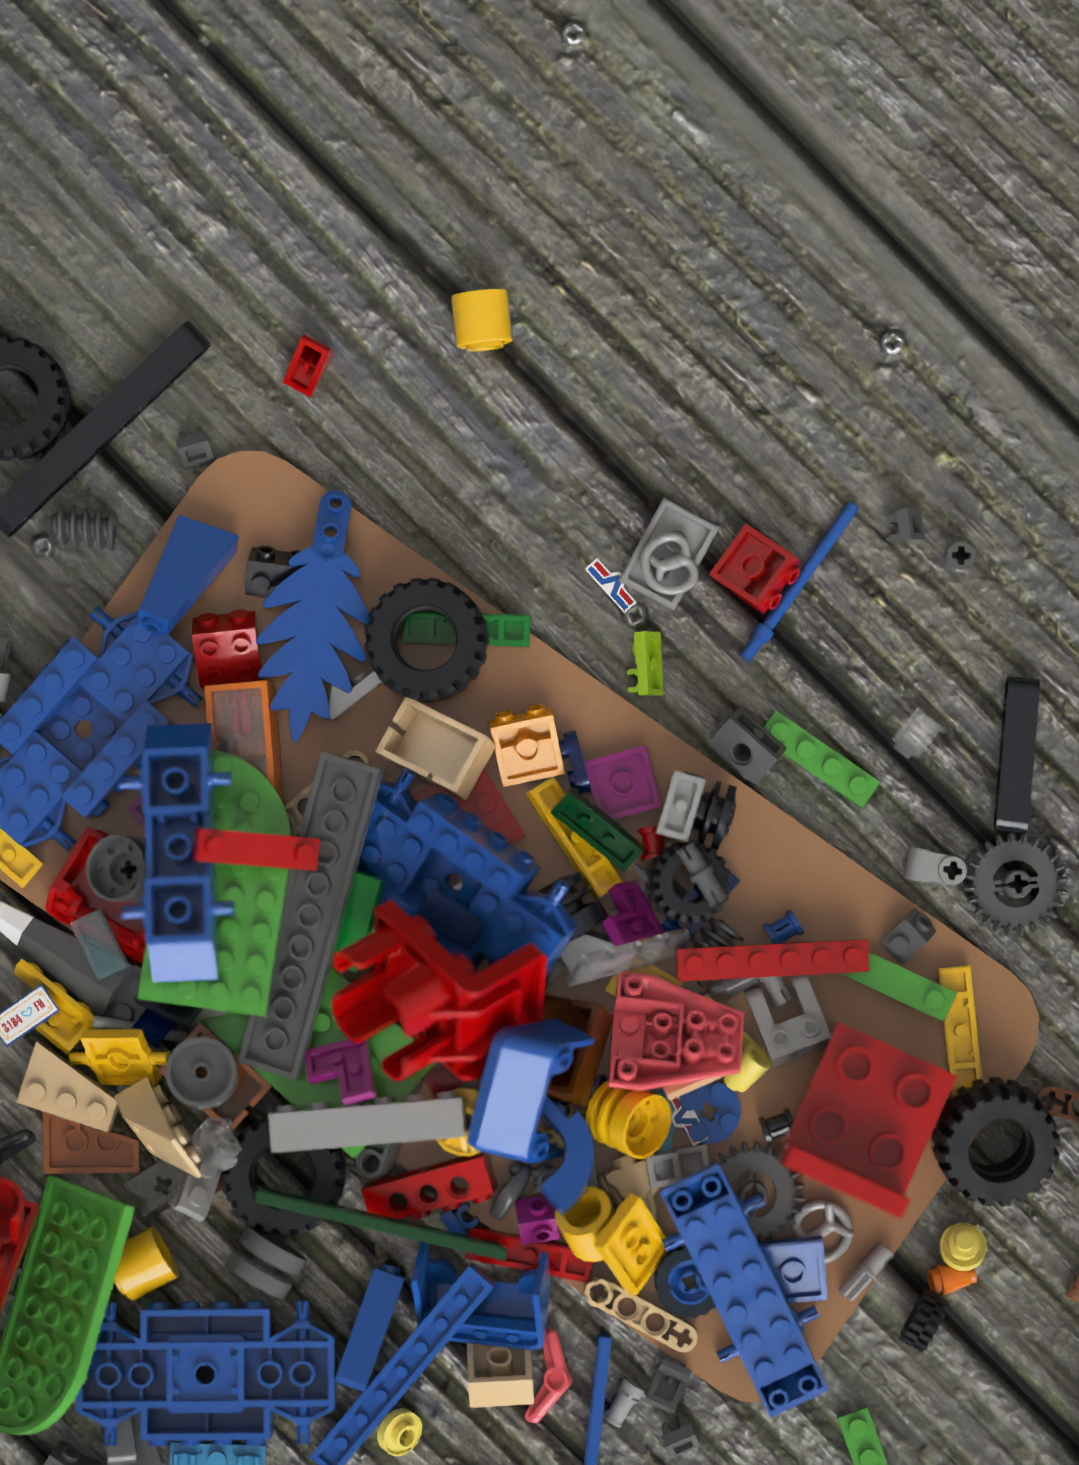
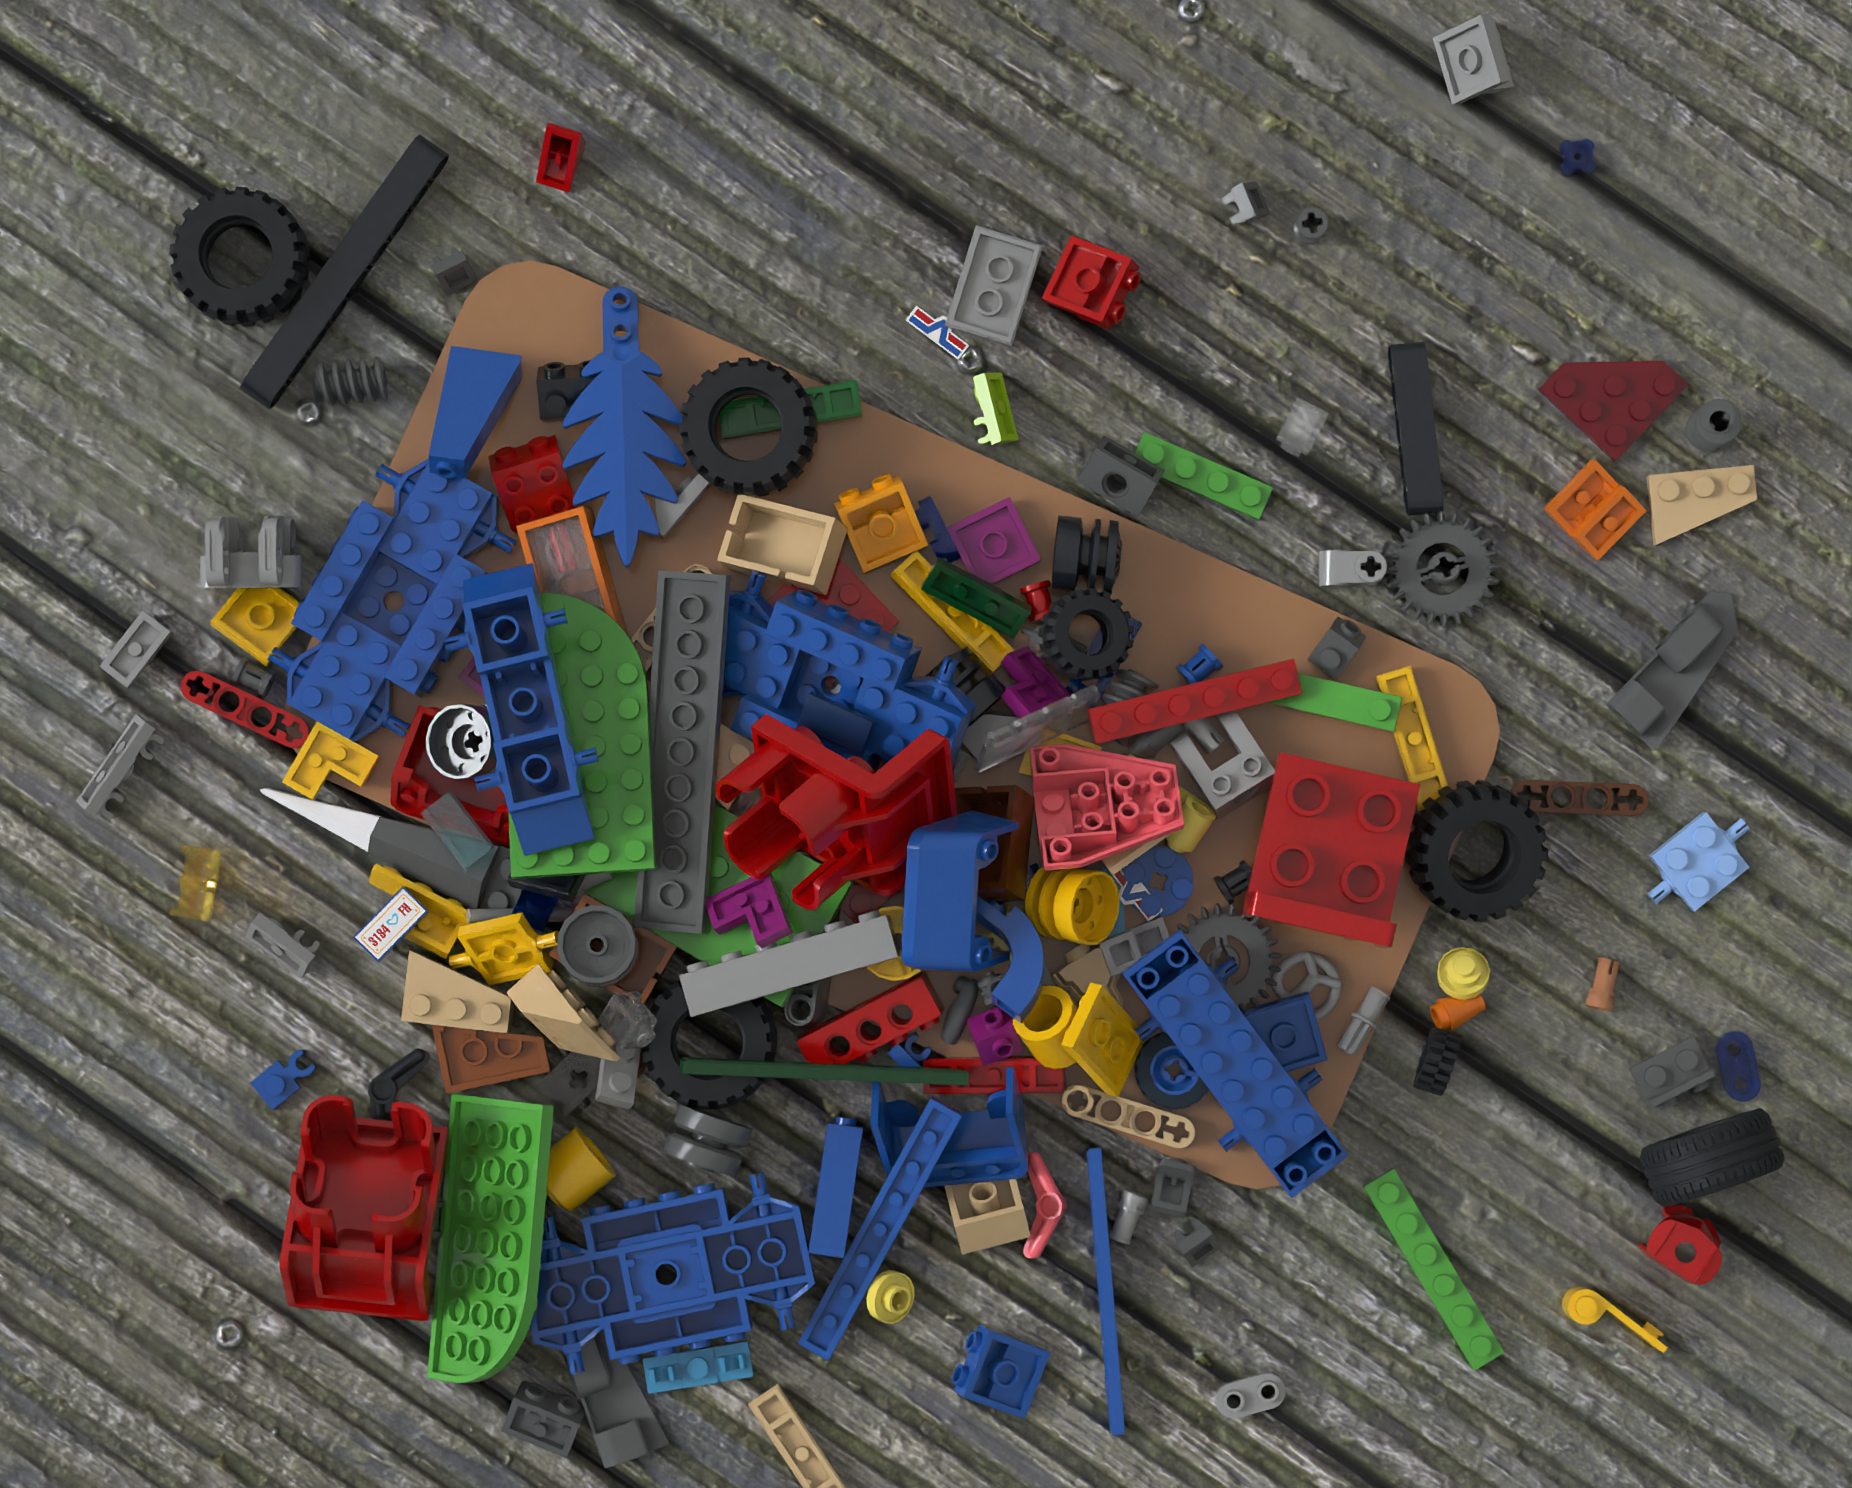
camera: 15 degrees left, 0 degrees up
(256, 849) = (608, 688): red plate -> none
(360, 911) = (735, 735): green tile -> none
(481, 319) = (739, 69): yellow piece -> none
(668, 564) = (996, 295): light grey piece -> none
(680, 806) = (1061, 551): light grey plate -> none
(701, 873) = (1099, 620): dark grey pin -> none
(763, 632) = (1113, 349): blue bar -> none

